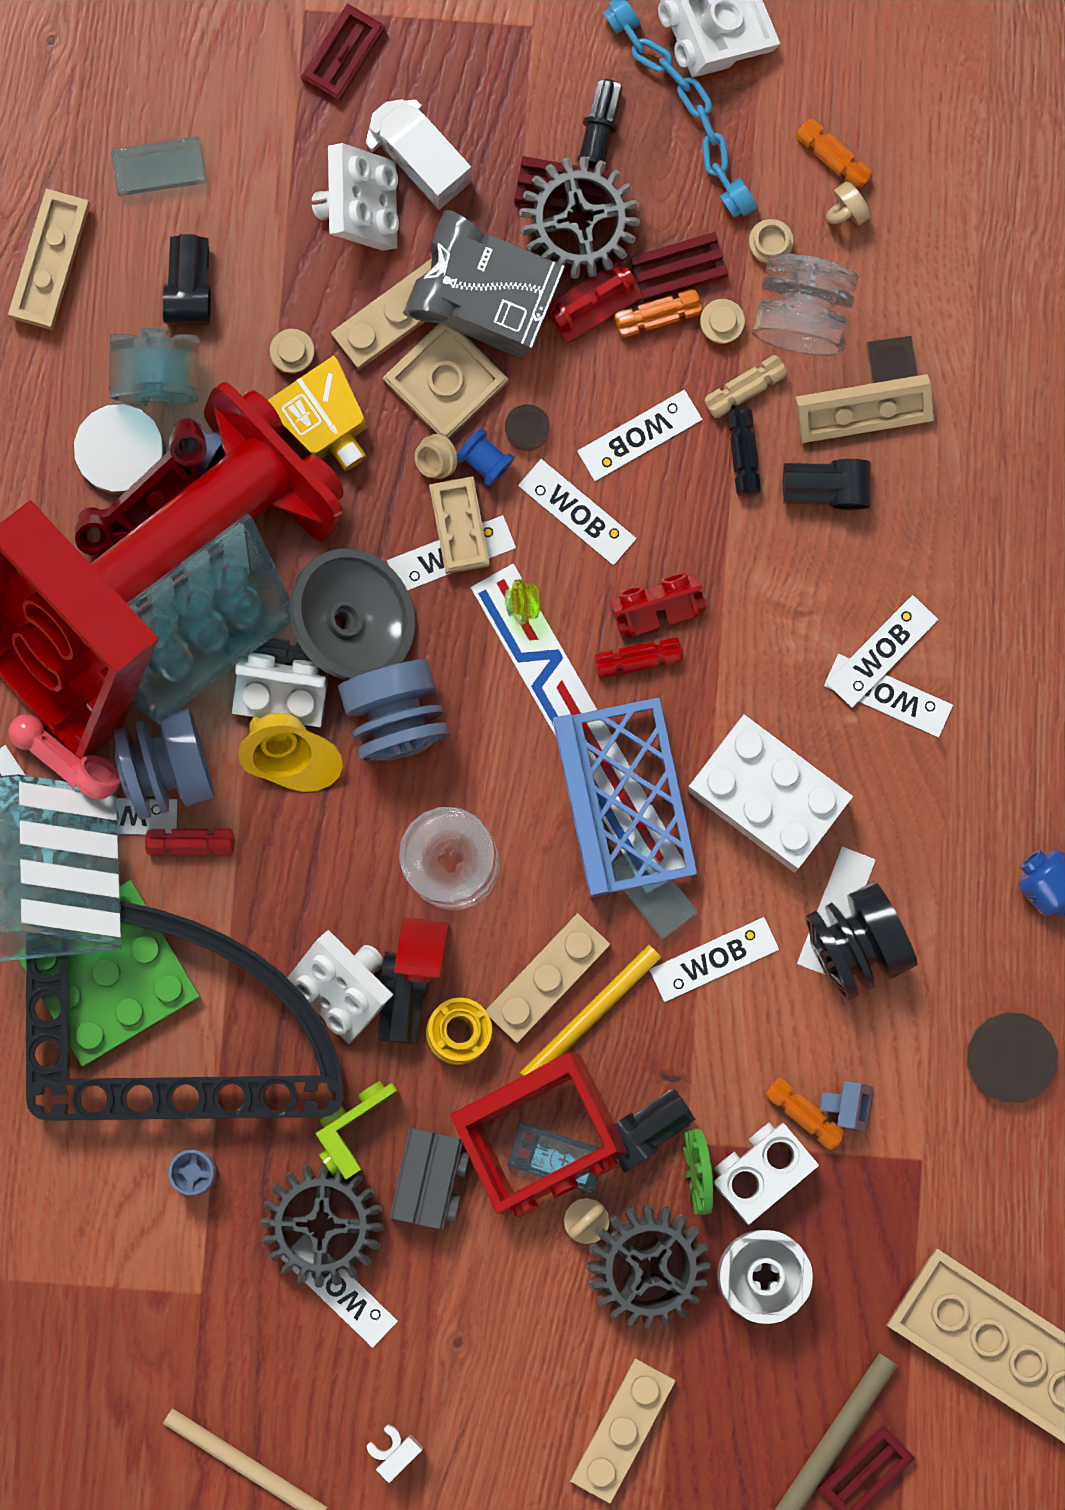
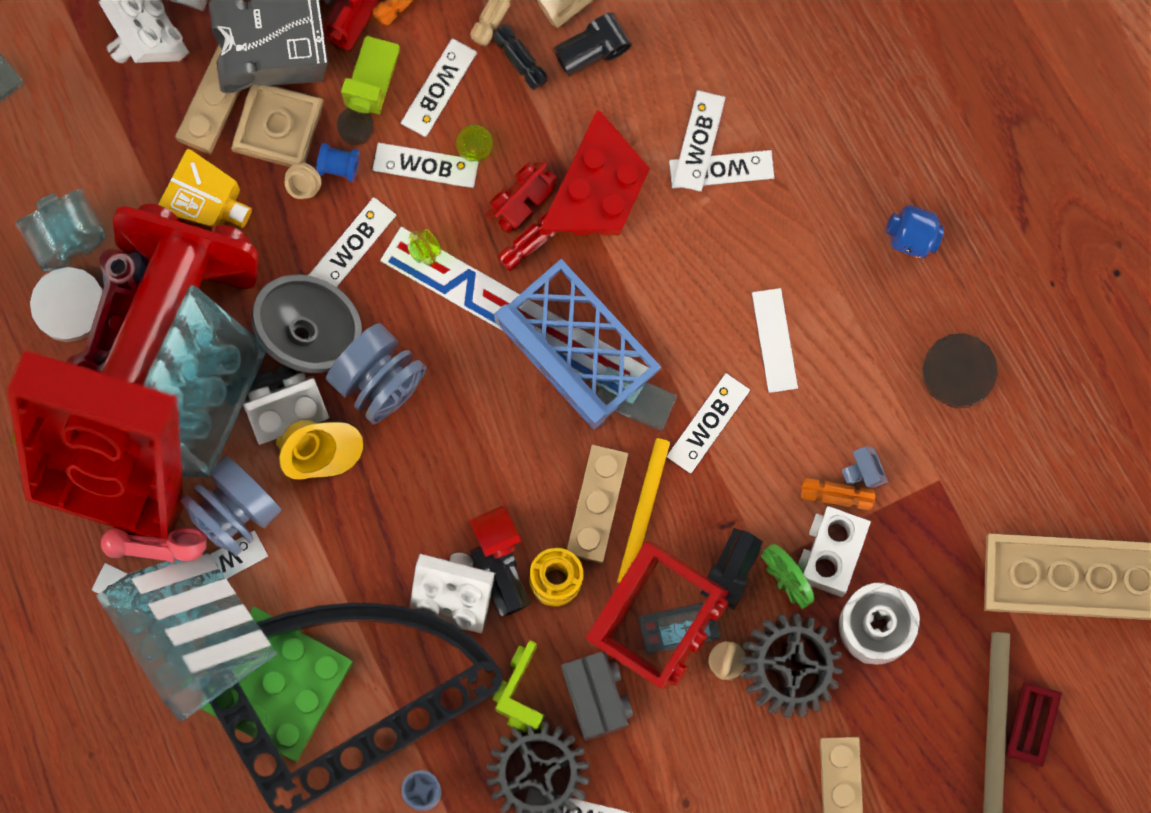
camera: 30 degrees left, 5 degrees down
(187, 293) = (53, 164): black piece -> none
(189, 842) = (281, 554): red axle -> none
(292, 351) = (154, 165): tan plate -> none
(429, 843) = (473, 434): clear wheel -> none
(459, 525) = (346, 220): tan plate -> none
(573, 383) = (371, 76): none -> lime bracket
(641, 518) = (474, 143): none -> clear neon green plate
(745, 639) = (598, 184): none -> red wing
(769, 793) = (679, 282): white brick -> none
(861, 940) = (809, 341): black wheel -> none

